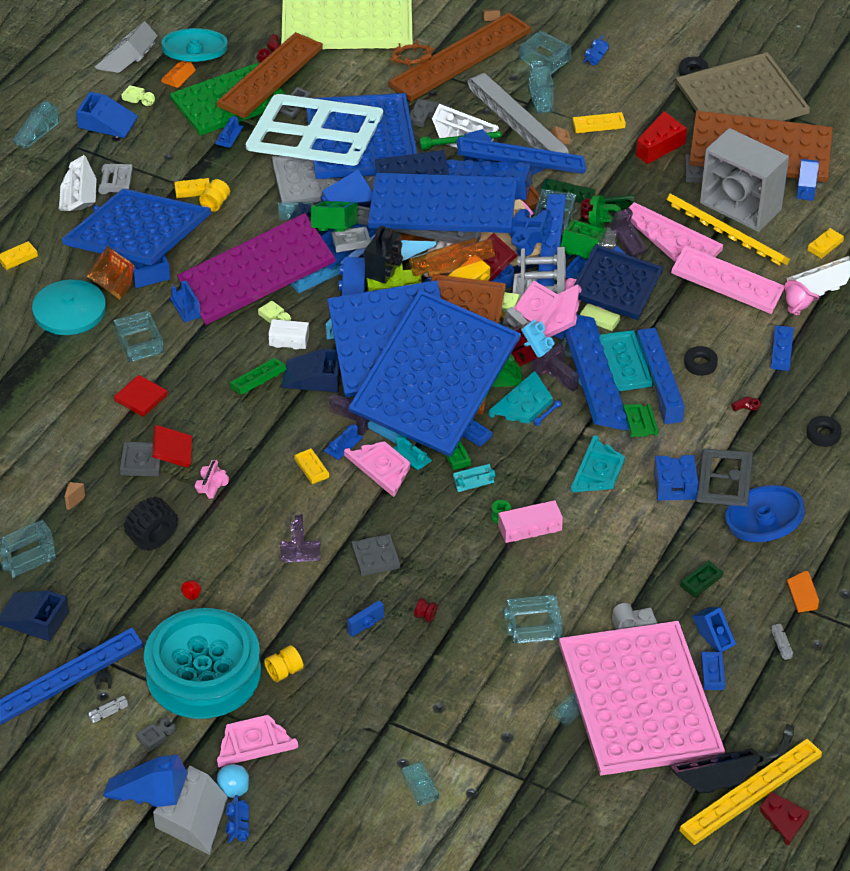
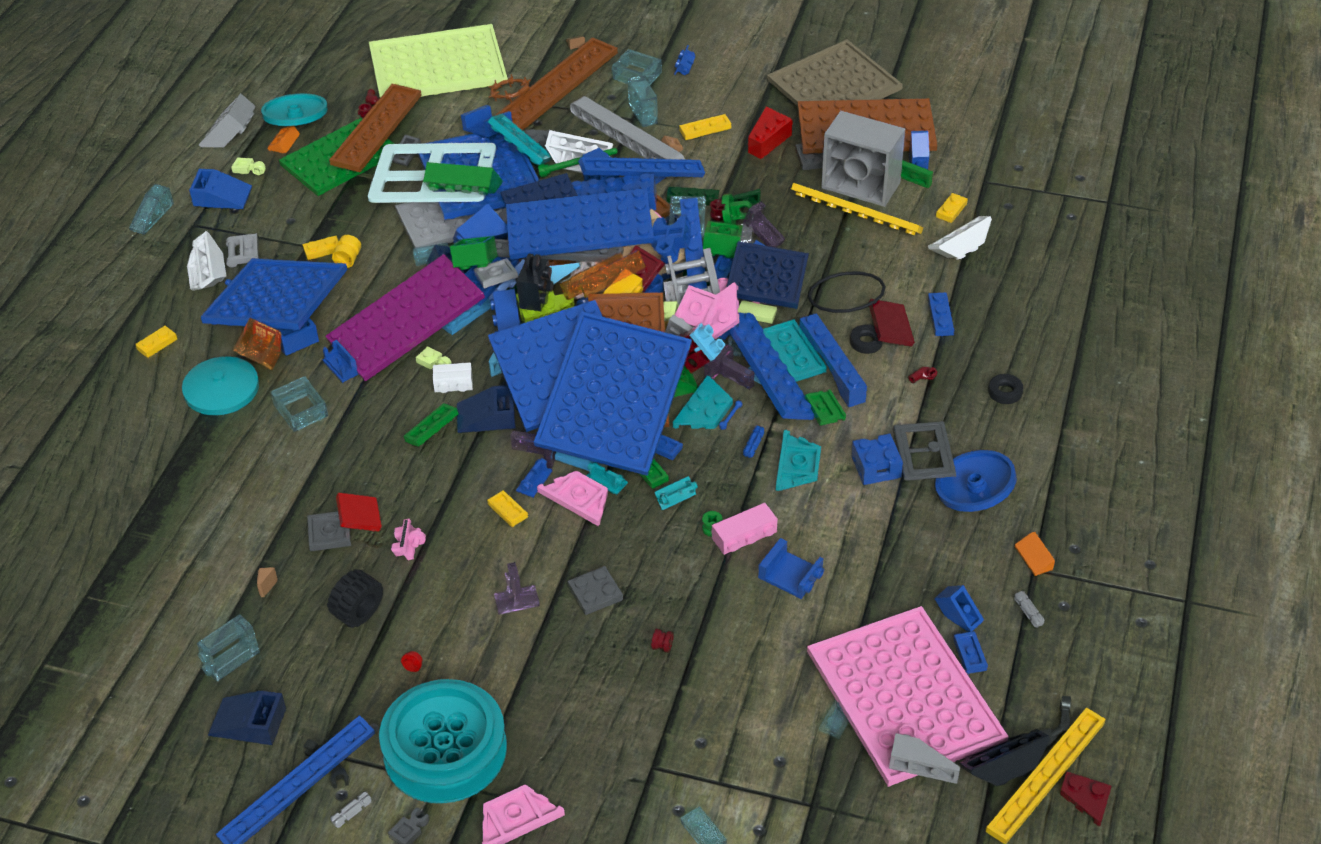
camera: 10 degrees left, 0 degrees up
(140, 395) = (314, 464): red tile -> none
(229, 133) = (347, 189): blue hinge -> none
(281, 665) = (531, 723): yellow wheel -> none
(339, 140) = (461, 178): none -> green wedge
(365, 618) = (602, 660): blue plate -> none
(376, 85) = (477, 121): none -> blue panel
(408, 108) = (517, 136): none -> teal plate
(533, 605) = (770, 615): clear light blue window -> none
(562, 441) = (753, 441): none -> blue axle
(562, 568) = (789, 571): none -> blue panel
(625, 617) = (867, 612): light grey plate -> none
(632, 754) = (918, 758): none -> light grey slope
(670, 235) = (816, 229): bright pink wing -> none
(692, 62) = (778, 59): black tyre -> none
(693, 293) = (851, 309): none -> black piece
(701, 579) = (931, 558): dark green plate -> none
(728, 279) = (871, 256): bright pink plate -> none
(728, 348) = (891, 323): none -> dark red tile
(798, 203) = (916, 174): none -> green plate
(798, 297) = (943, 261): bright pink helmet -> none

